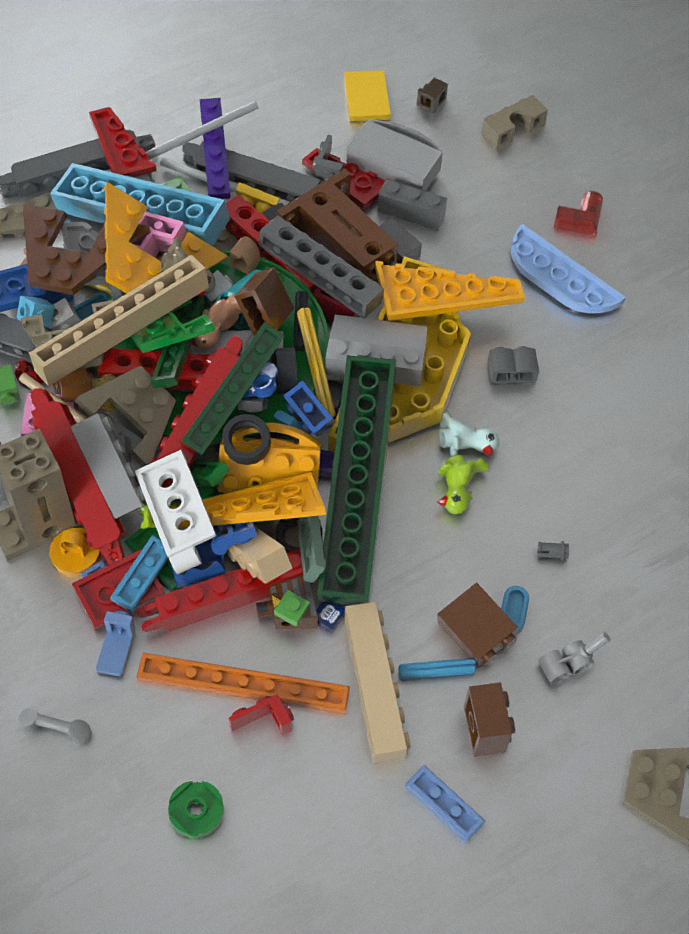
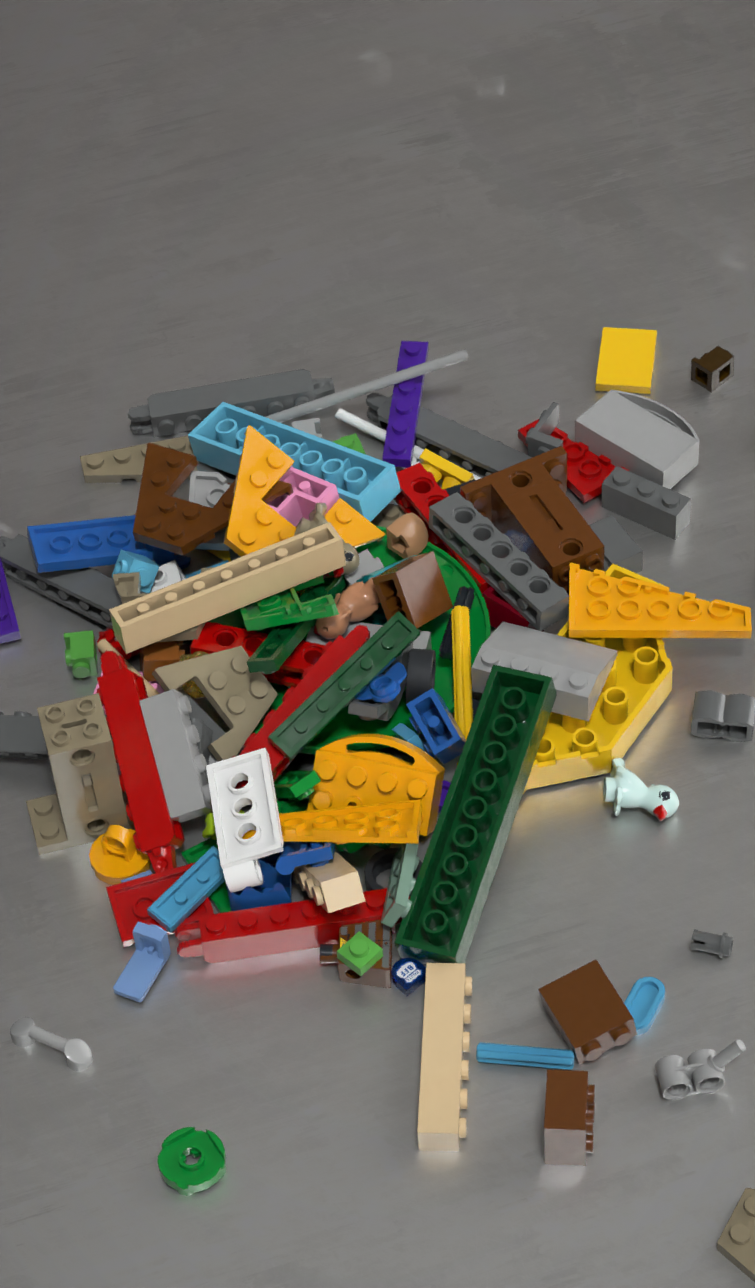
camera: 20 degrees right, 10 degrees down
(119, 146) = (286, 387): red wing -> none
(243, 682) = (286, 1034): orange tile -> none
(246, 421) = (337, 728): black tyre -> none
(282, 715) = (293, 1065): red bracket -> none
(445, 803) = (493, 1208): medium blue tile -> none
(458, 477) = (613, 836): lime animal -> none

